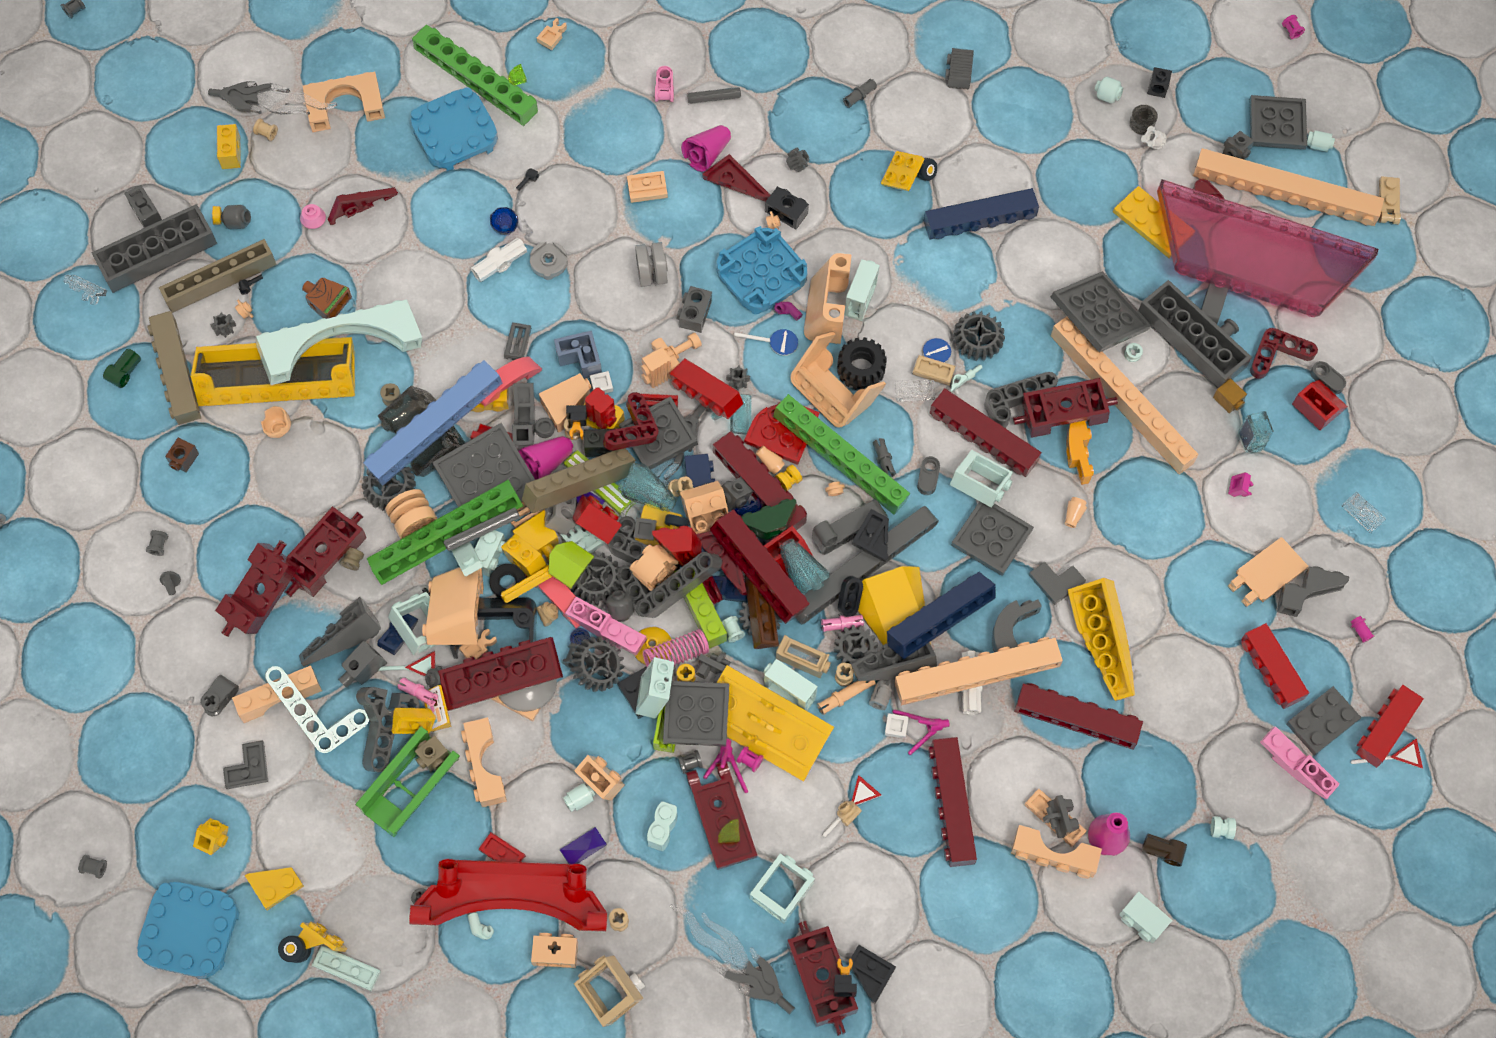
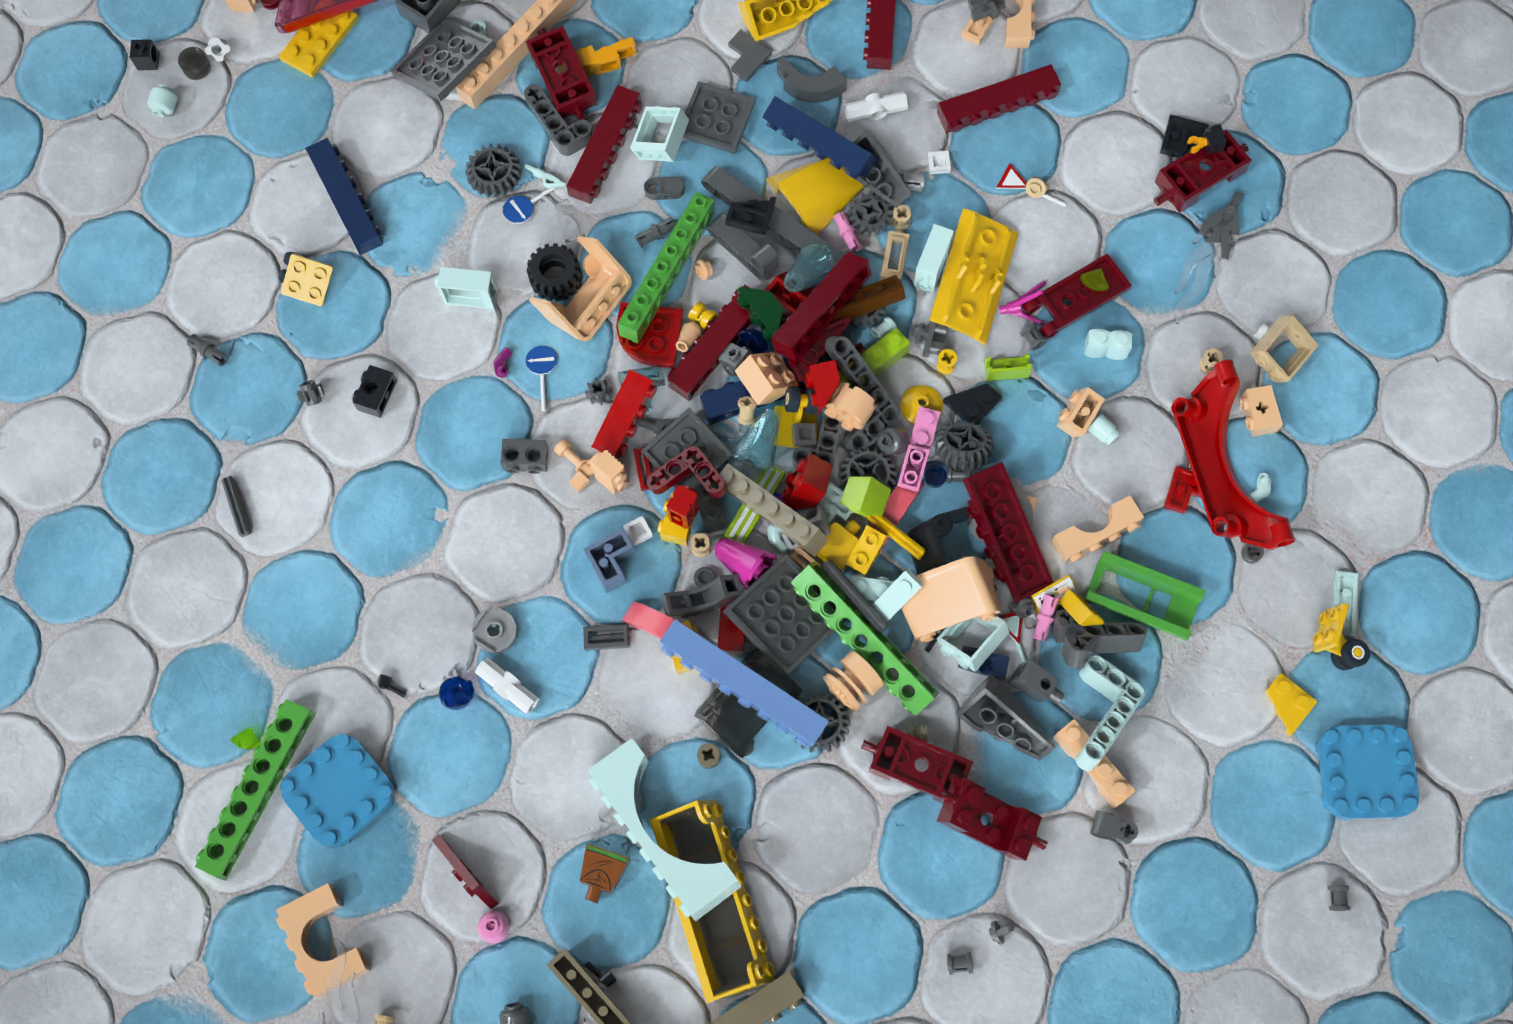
camera: 100 degrees left, 5 degrees up
(179, 448) = (835, 975): reddish brown brick -> none
(211, 836) = (1268, 779): yellow brick -> none
(223, 324) = (668, 990): dark grey gear -> none
(244, 309) = (639, 966): light nougat plate -> none
(252, 771) = (1178, 766): dark grey tile -> none
(276, 422) = (778, 874): light nougat hair -> none
(431, 754) = (1108, 582): dark tan brick -> none
(499, 572) = (893, 552): black tyre -> none
(548, 613) = (918, 514): tan plate -> none
(551, 35) = (182, 714): light nougat plate -> none
(569, 392) = (669, 562): light nougat slope -> none
(578, 418) = (694, 534): black piece -> none
(583, 847) = (1150, 414): dark purple slope -> none
(647, 186) = (375, 547): light nougat plate -> none
(653, 689) = (980, 387): light aqua window -> none
(655, 263) = (482, 510): light grey wheel -> none
(664, 87) = (238, 562): bright pink piece -> none
(696, 714) = (991, 333): dark grey plate -> none
(702, 650) = (938, 382): bright pink piece -> none
(705, 147) = (313, 492): dark pink cone -> none
(733, 176) = (344, 457): dark red wing -> none
(750, 759) = (1013, 283): dark pink bush -> none
(761, 270) = (459, 399): dark azure plate -> none
(771, 906) = (1125, 240): light aqua window -> none
(773, 221) = (396, 401): light nougat plate -> none
(830, 278) = (488, 324): light nougat windscreen -> none
(843, 695) = (926, 218): light nougat pin -> none
(850, 595) = (821, 225): black plate -> none
(933, 726) = (929, 132): dark pink plant -> none
(934, 370) = (543, 205): tan plate -> none
(960, 68) = (157, 252): dark grey brick -> none
(978, 671) = (870, 93): light nougat brick -> none
(1075, 510) = (670, 50): light nougat cone -> none

